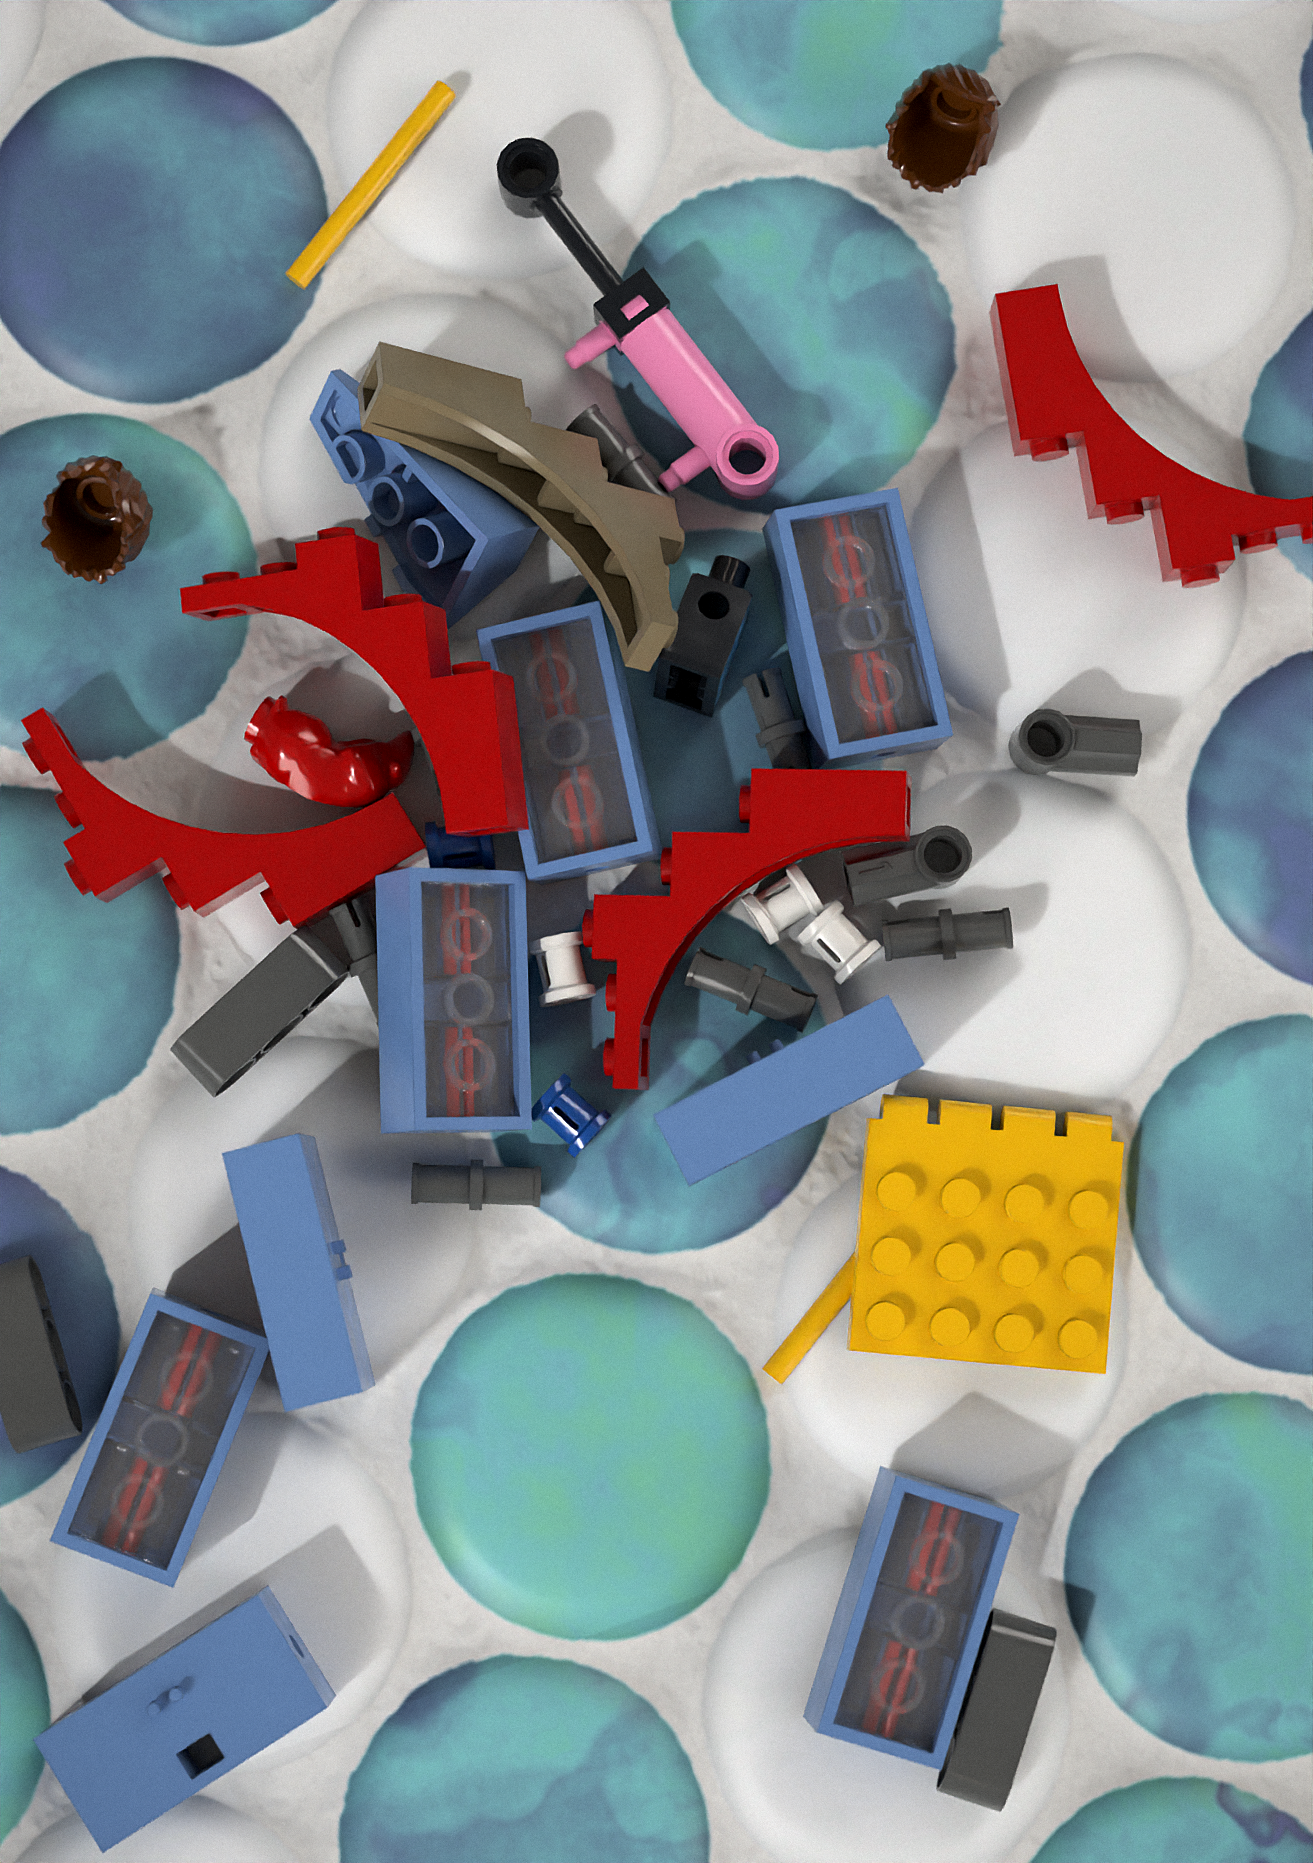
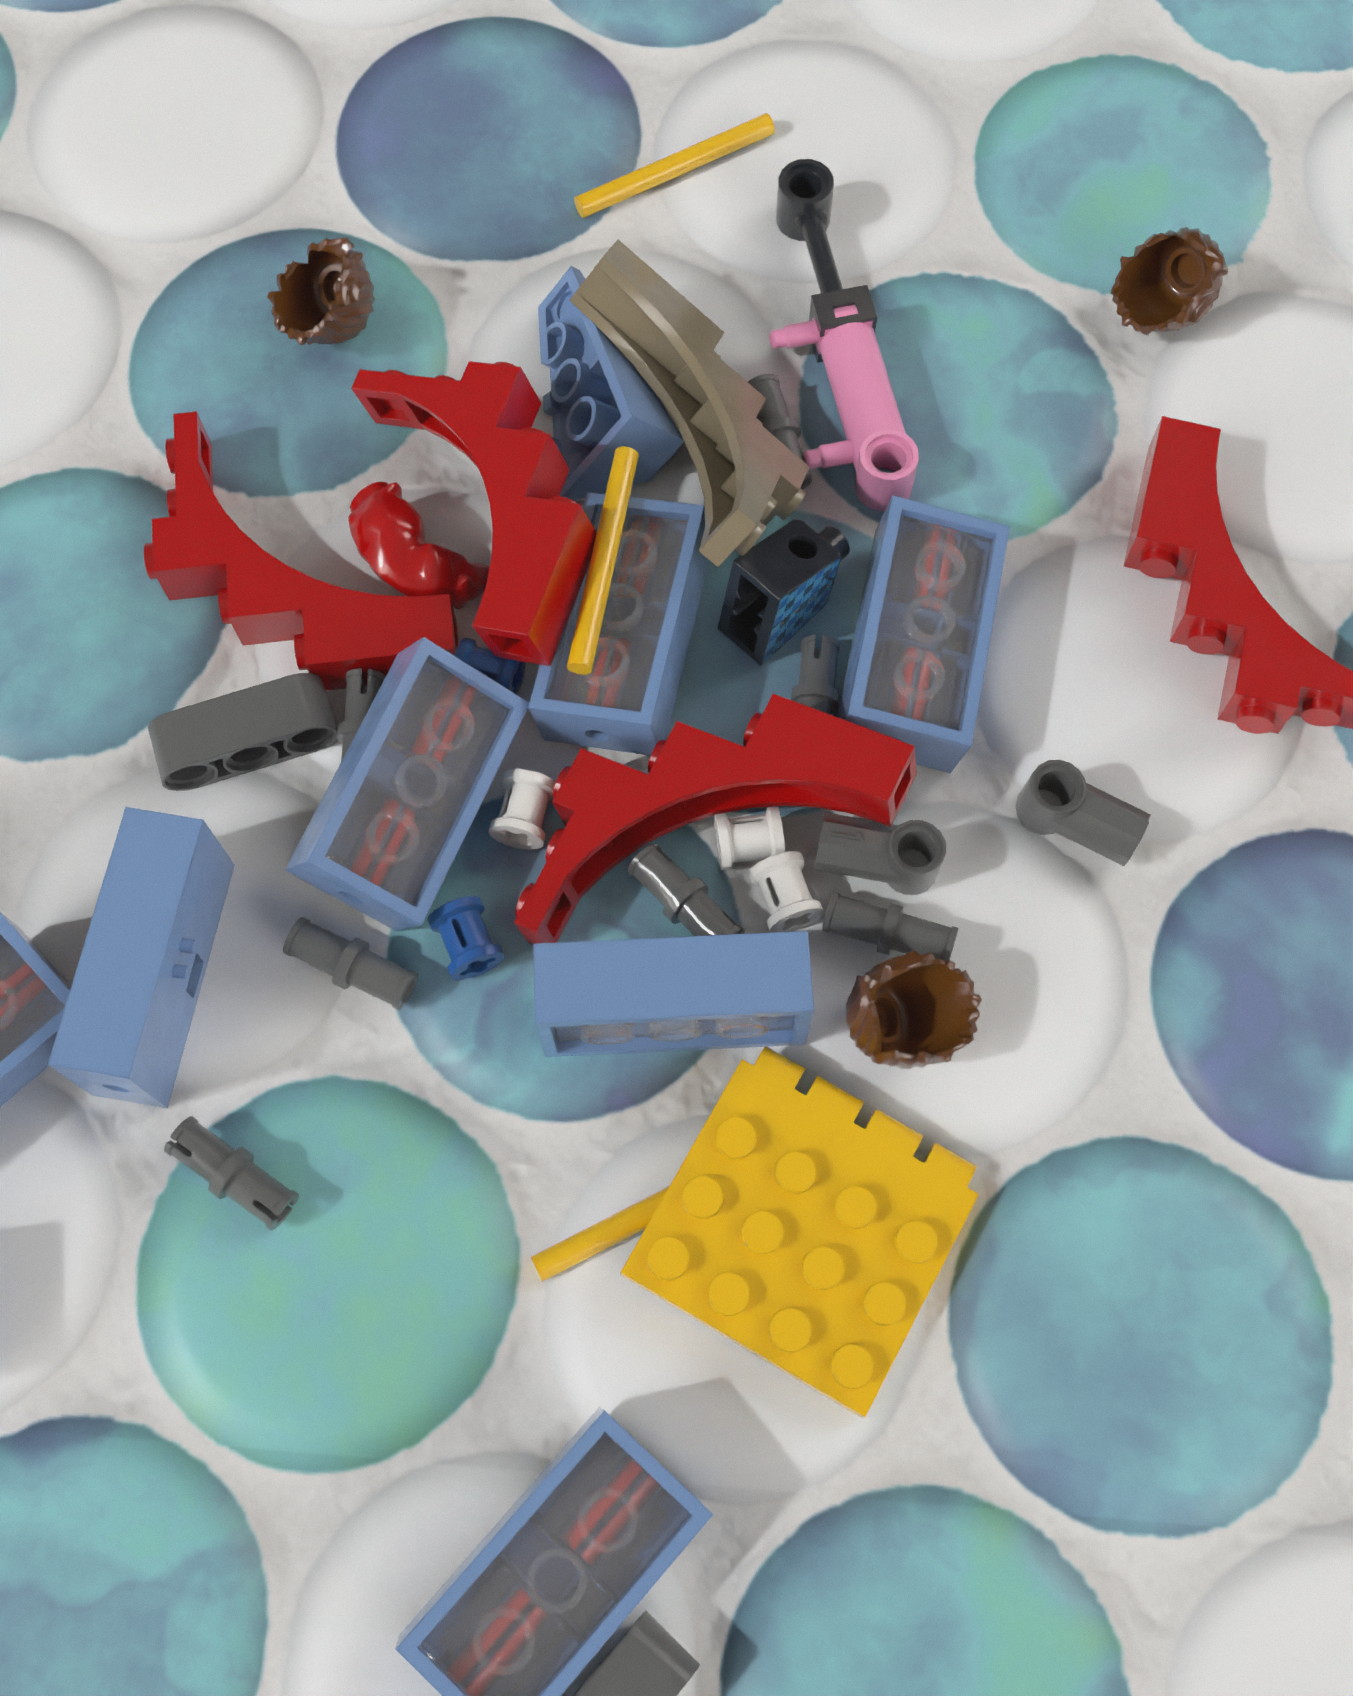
camera: 20 degrees right, 15 degrees down
(469, 1417) = (231, 1173): none -> dark grey pin
(529, 700) = (602, 561): none -> yellow bar
(1002, 1010) = (912, 1011): none -> reddish brown hair

